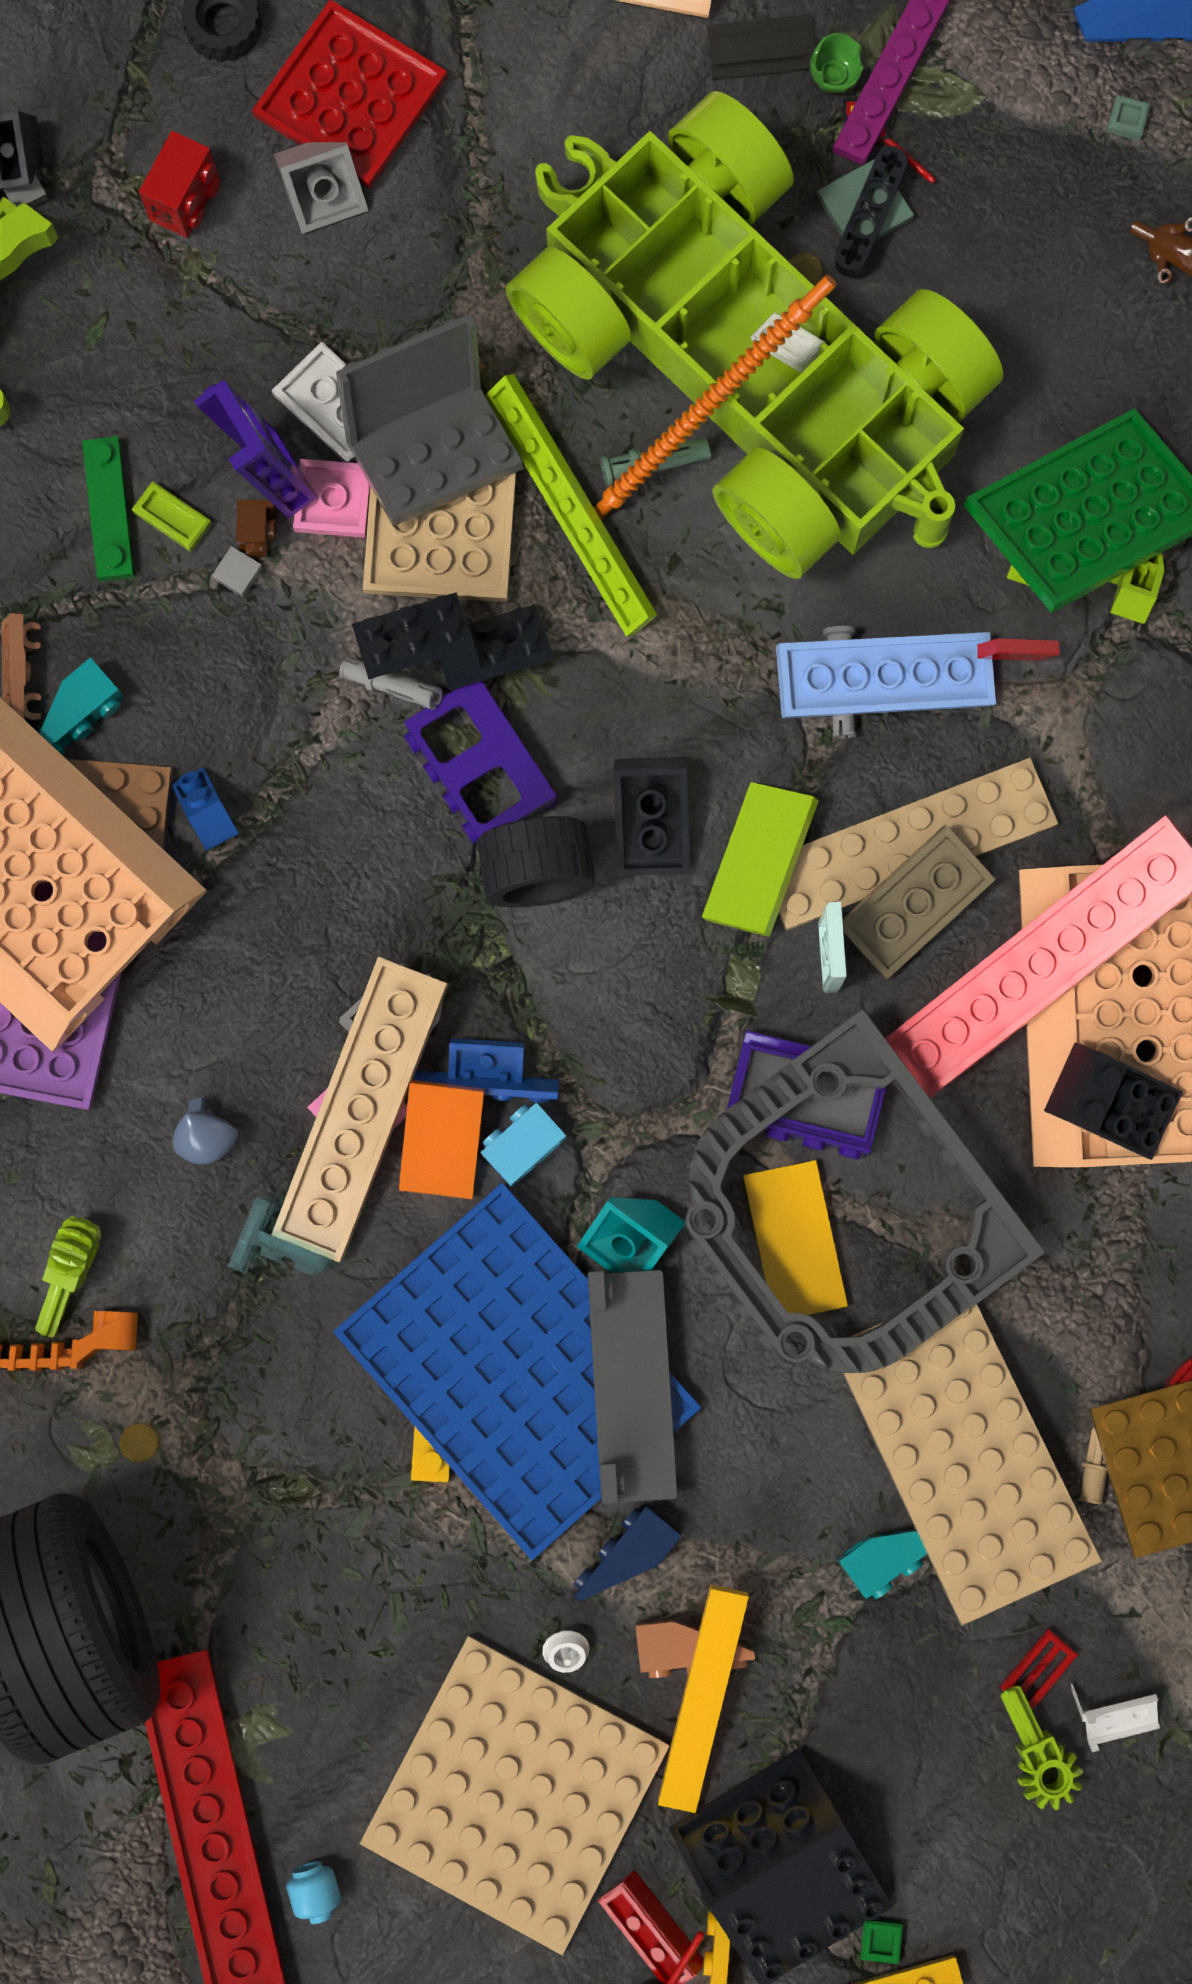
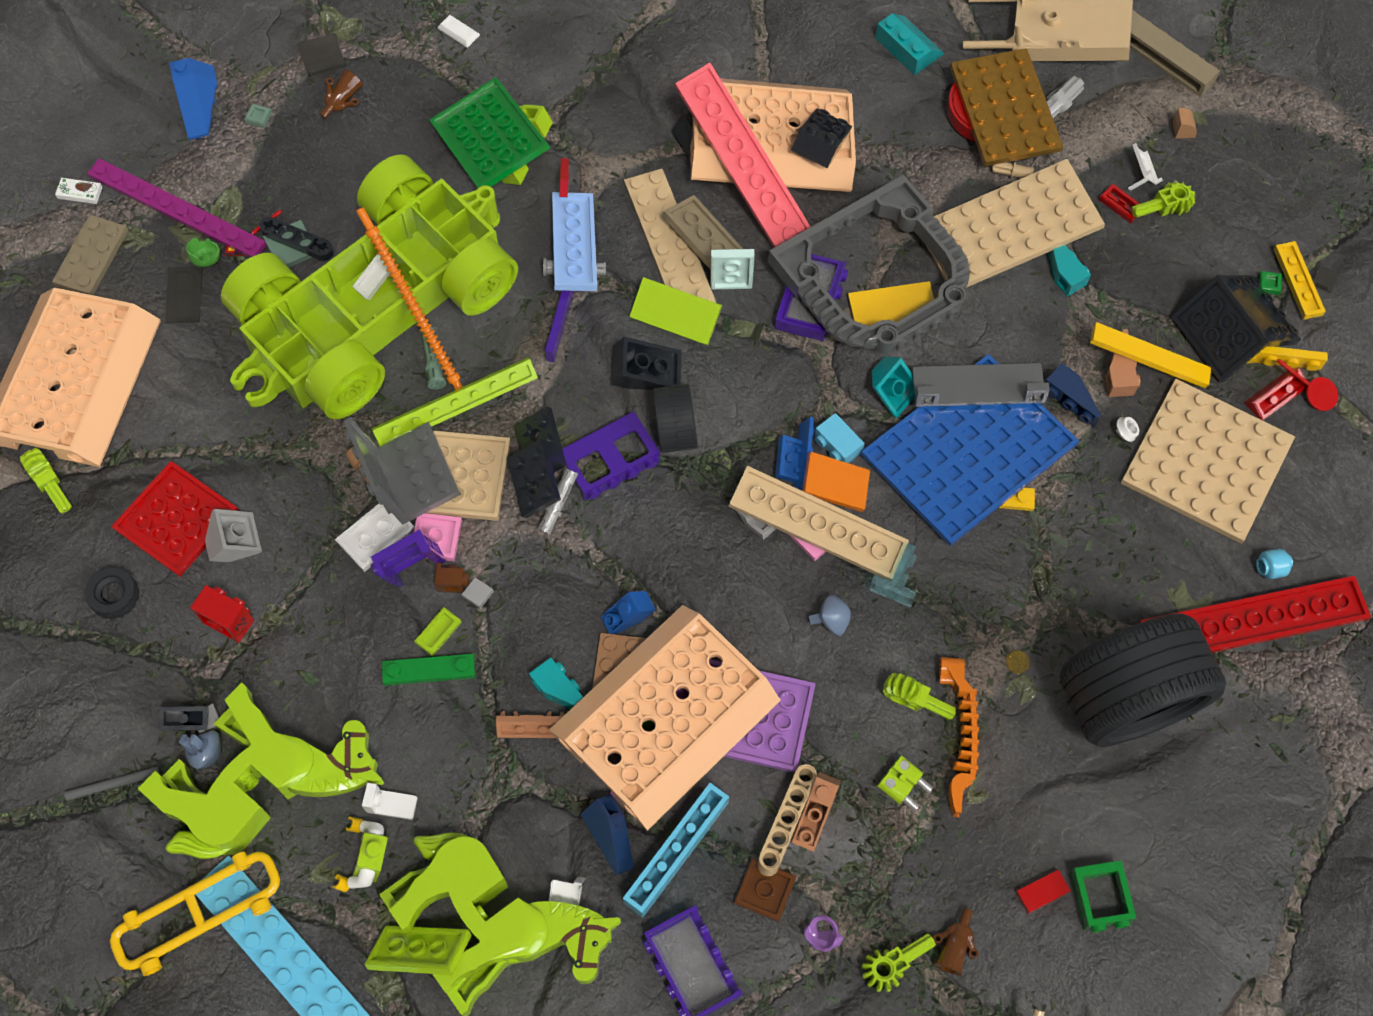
camera: 90 degrees left, 15 degrees down
(720, 661) = (558, 325): none -> dark purple tile

